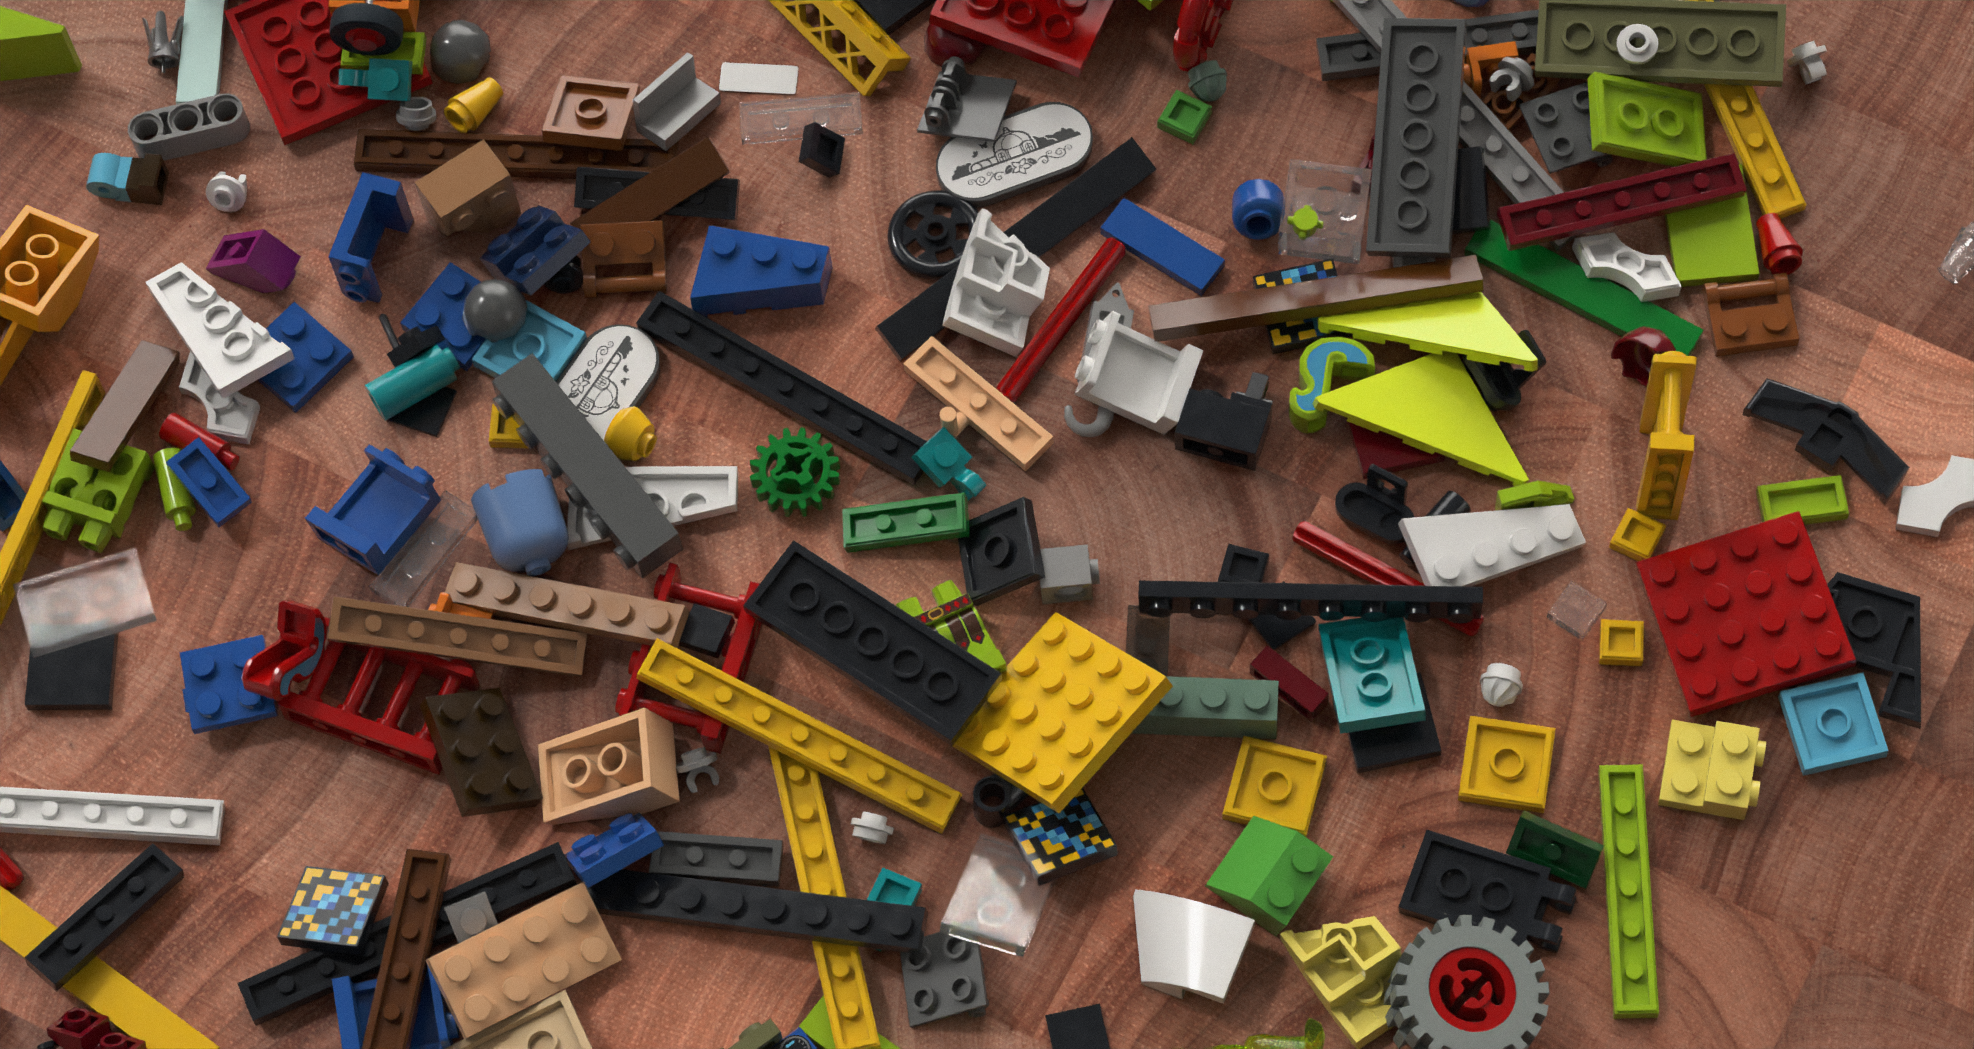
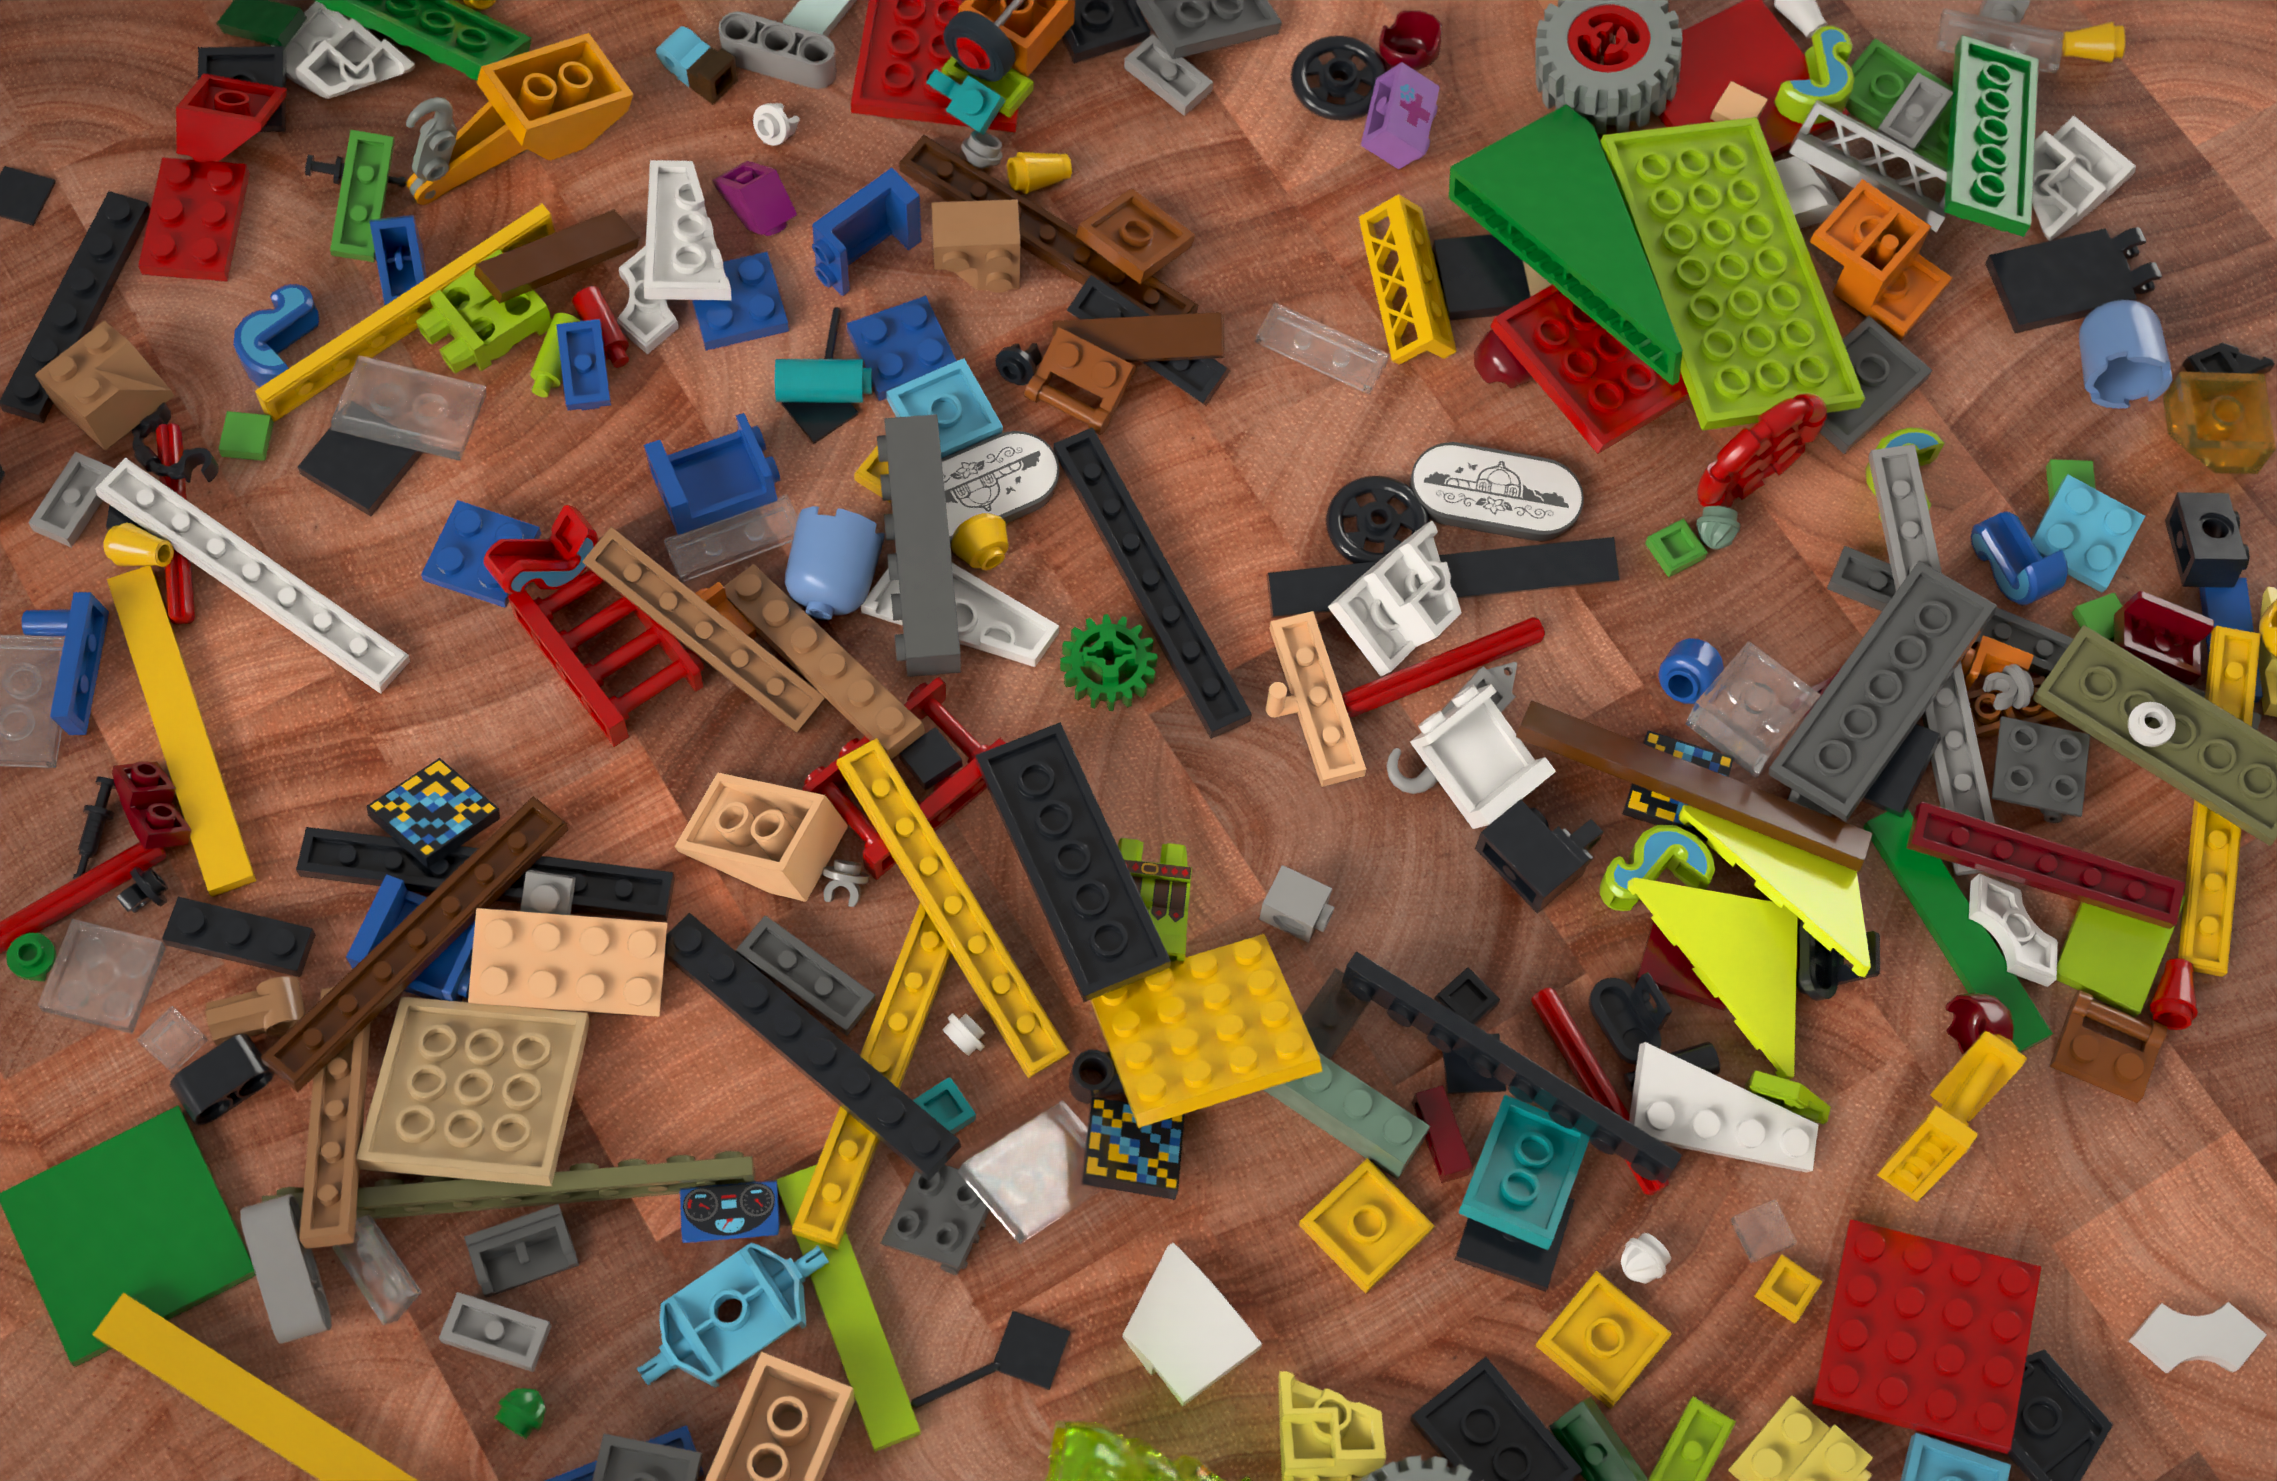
camera: 20 degrees right, 0 degrees up
(104, 917) = (232, 696): black plate -> none
(413, 343) = (844, 346): black plate -> none
(459, 51) = (1056, 117): dark grey hair -> none
(480, 752) = (658, 748): dark brown plate -> none
(494, 310) = (933, 359): dark grey hair -> none
(533, 249) = (1003, 325): dark blue plate -> none
(614, 849) = (716, 910): blue plate -> none
(673, 104) = (1214, 268): light grey panel -> none
(757, 272) = (1193, 461): blue wedge -> none
(758, 78) = (1308, 292): white sticker -> none
(821, 149) = (1321, 386): black plate -> none
(905, 522) = (1179, 768): green tile -> none
(944, 461) = (1251, 731): teal plate -> none
(966, 104) = (1479, 420): dark grey hinge -> none
(1001, 551) = (1248, 846): black tile -> none
(1163, 246) = (1581, 655): blue tile -> none
(1269, 873) = (1306, 1305): bright green slope -> none
(1305, 222) = (1725, 707): lime piece -> none
(1637, 535) = (1867, 1194): yellow tile -> none
(1645, 120) = (2116, 802): lime tile -> none
(1815, 499) = (2063, 1262): lime tile -> none
(1830, 434) = (2118, 1209): black plate -> none

